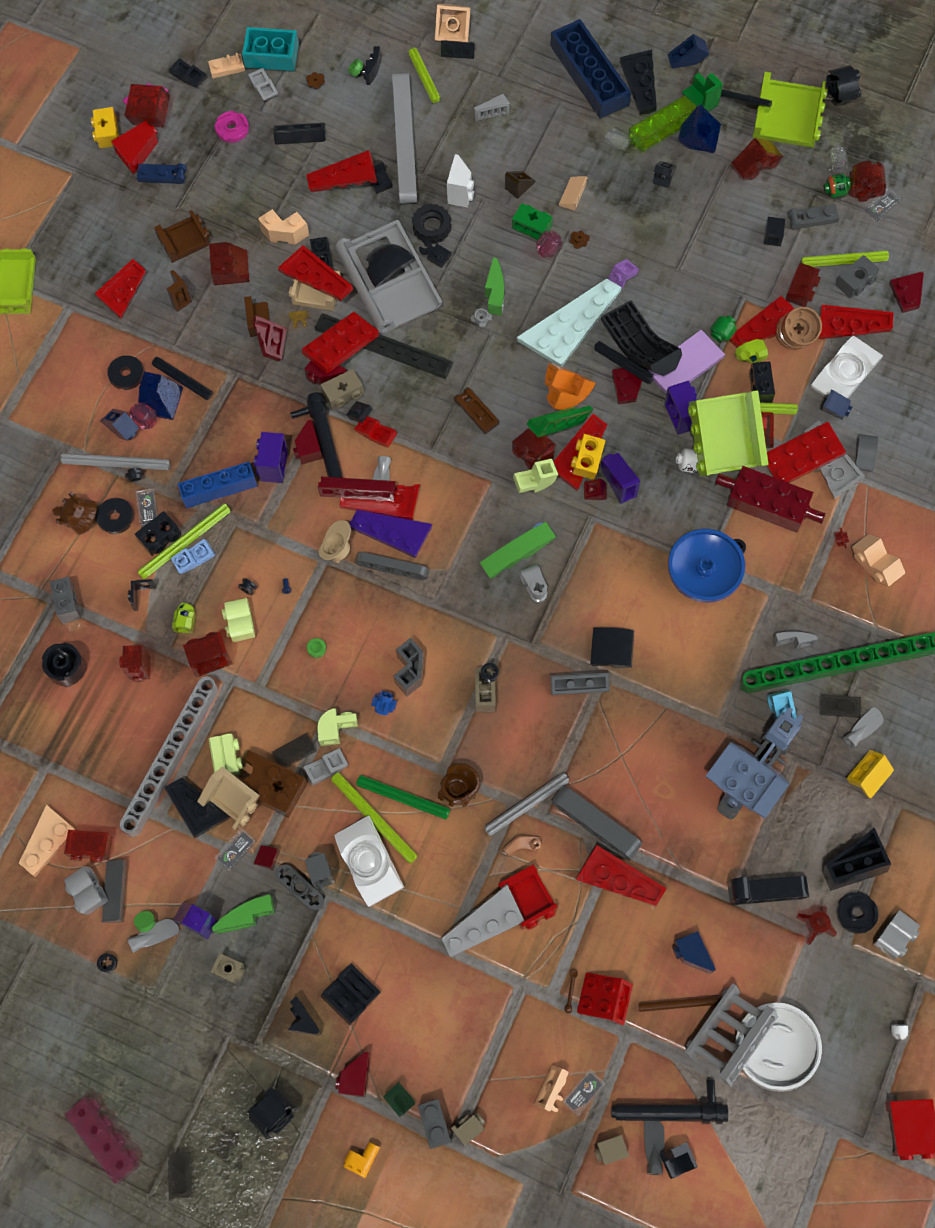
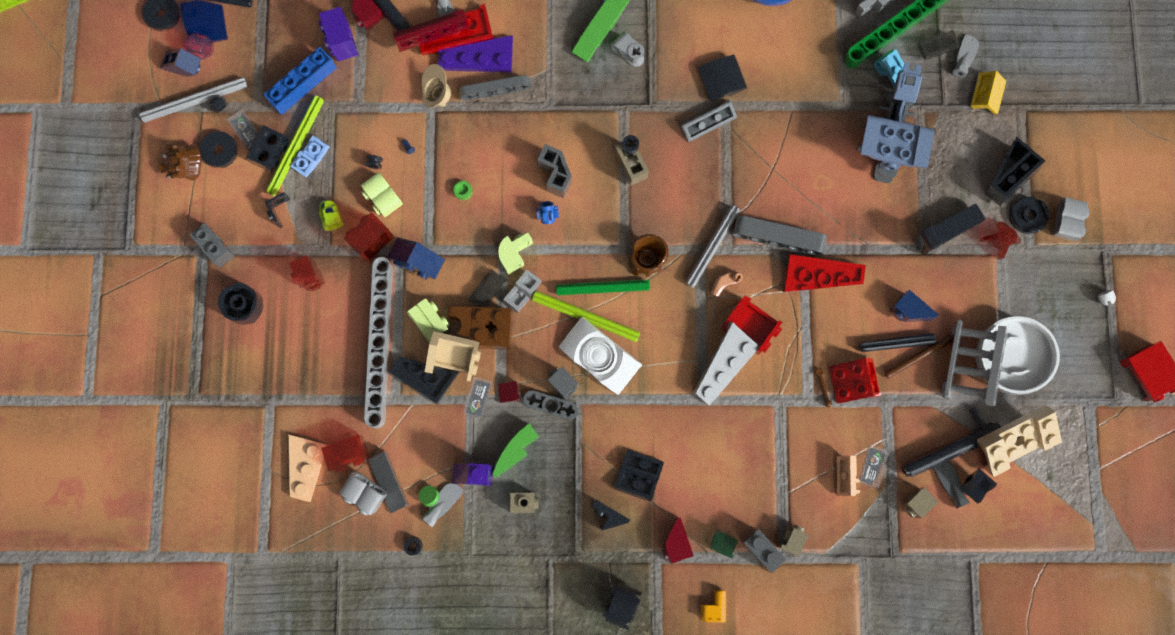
camera: 25 degrees left, 10 degrees up
(238, 688) = (415, 257): none -> dark blue brick
(664, 980) = (899, 342): none -> black axle
(762, 1132) = (1035, 431): none -> tan piece

